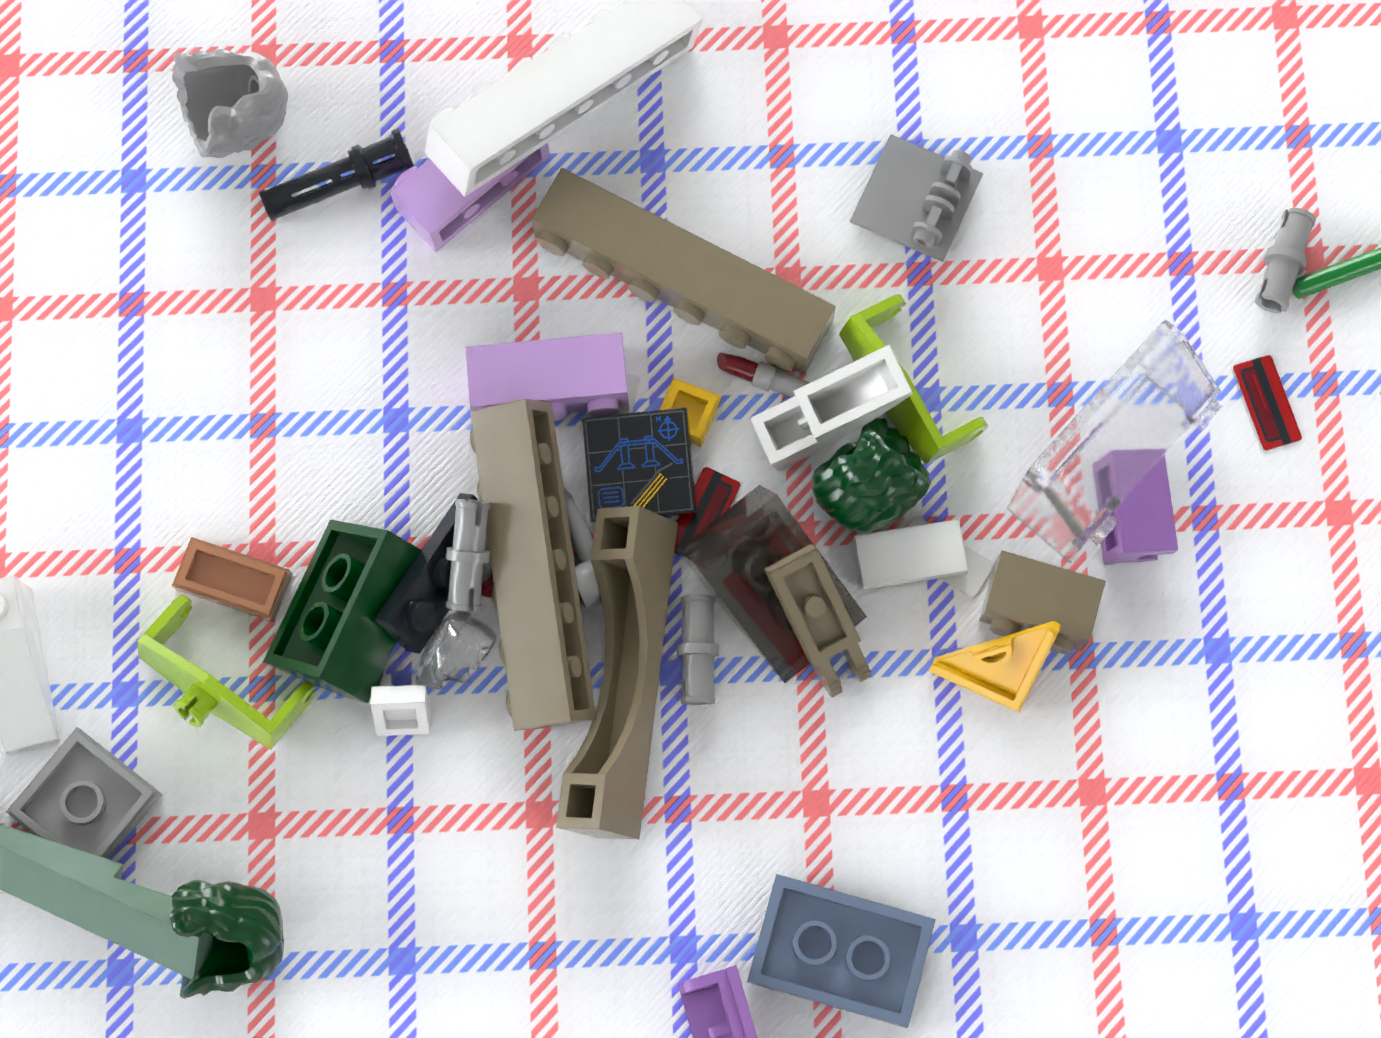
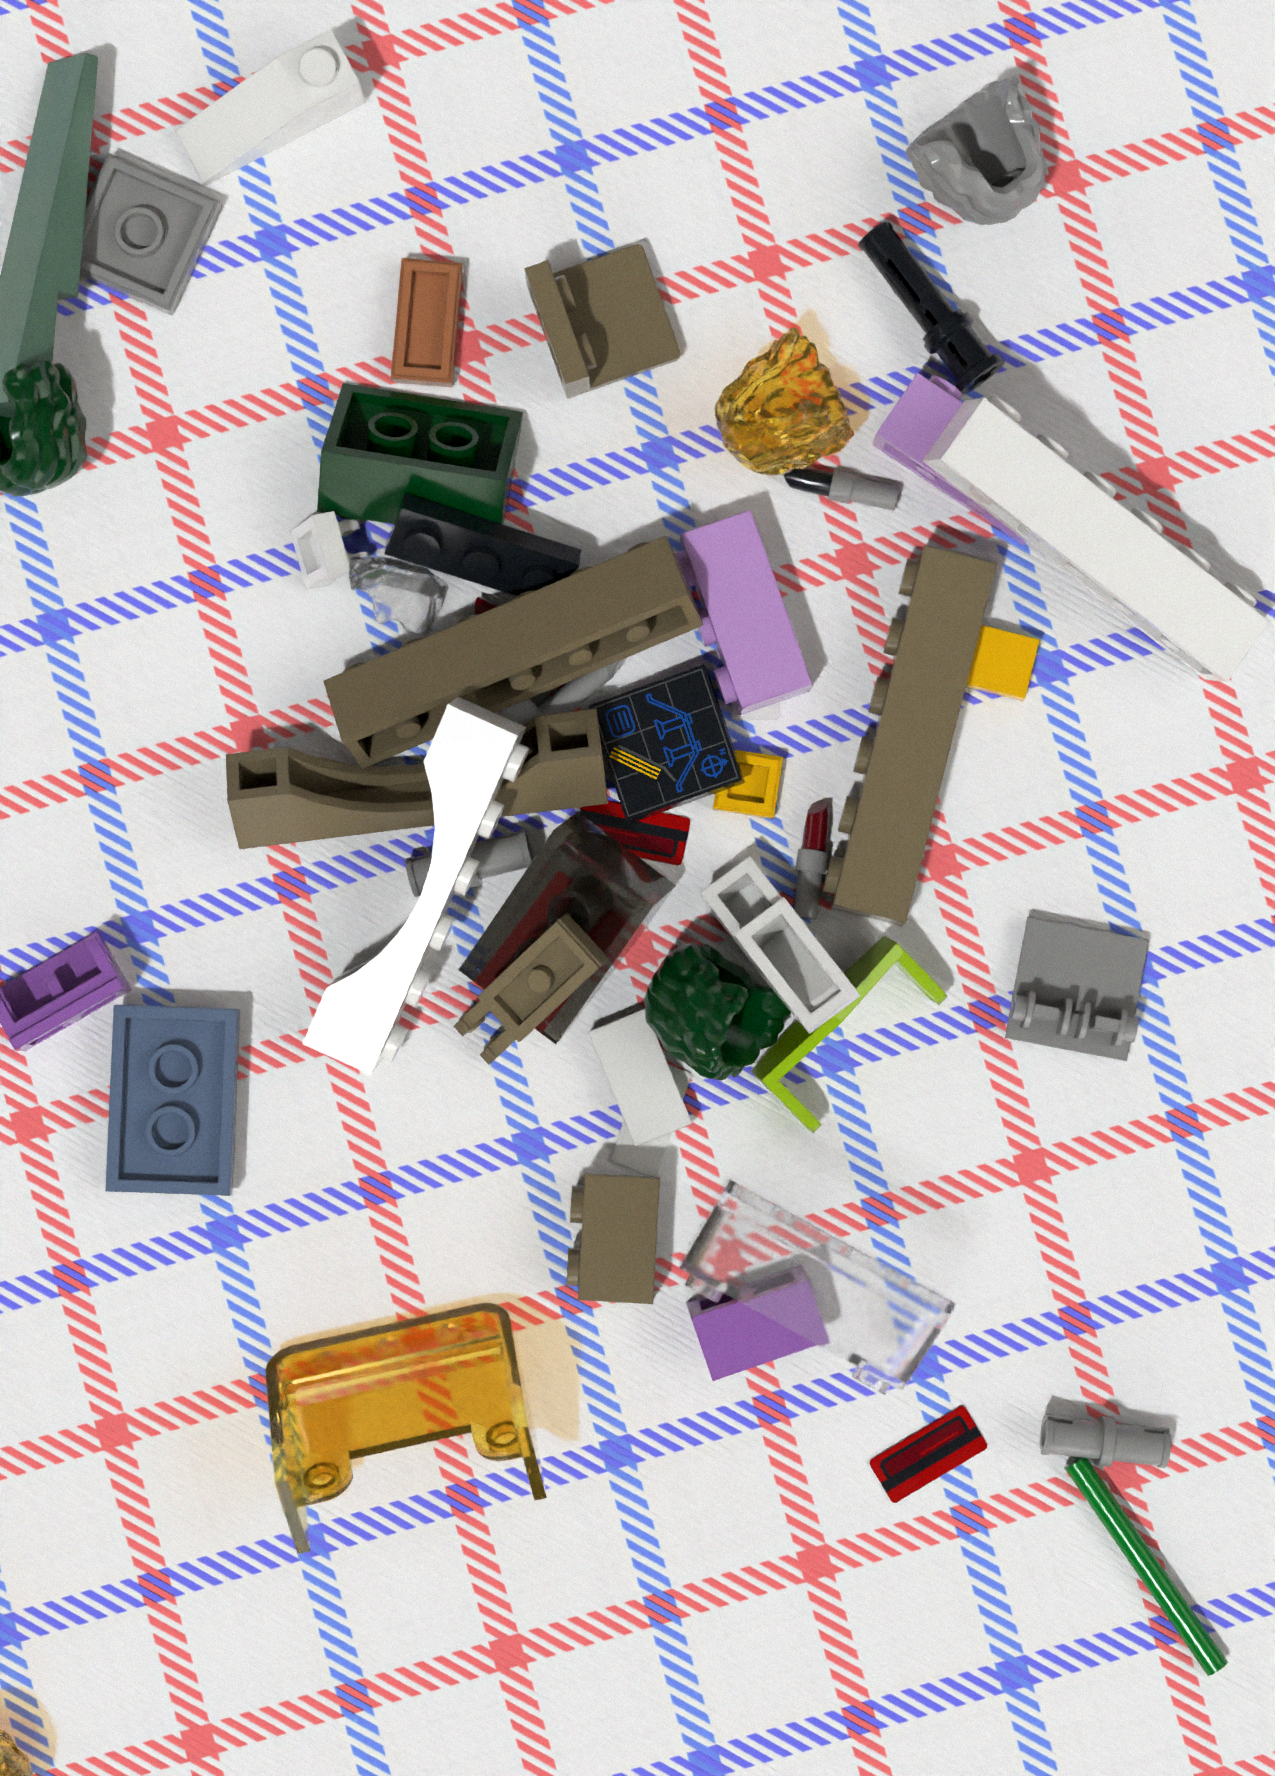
camera: 75 degrees right, 10 degrees up
(207, 694) = (284, 328): lime piece -> none
(272, 435) = (602, 319): none -> dark tan bracket
(391, 304) = (783, 410): none -> clear yellow hair
(464, 280) = (843, 487): none -> light grey piece
(468, 555) = (501, 577): light grey pin -> none
(643, 186) = (1002, 663): none -> yellow tile
(795, 759) = (465, 773): none -> white arch
(1000, 667) = (530, 1207): yellow tile -> none
(1129, 811) = (393, 1392): none -> clear yellow windscreen

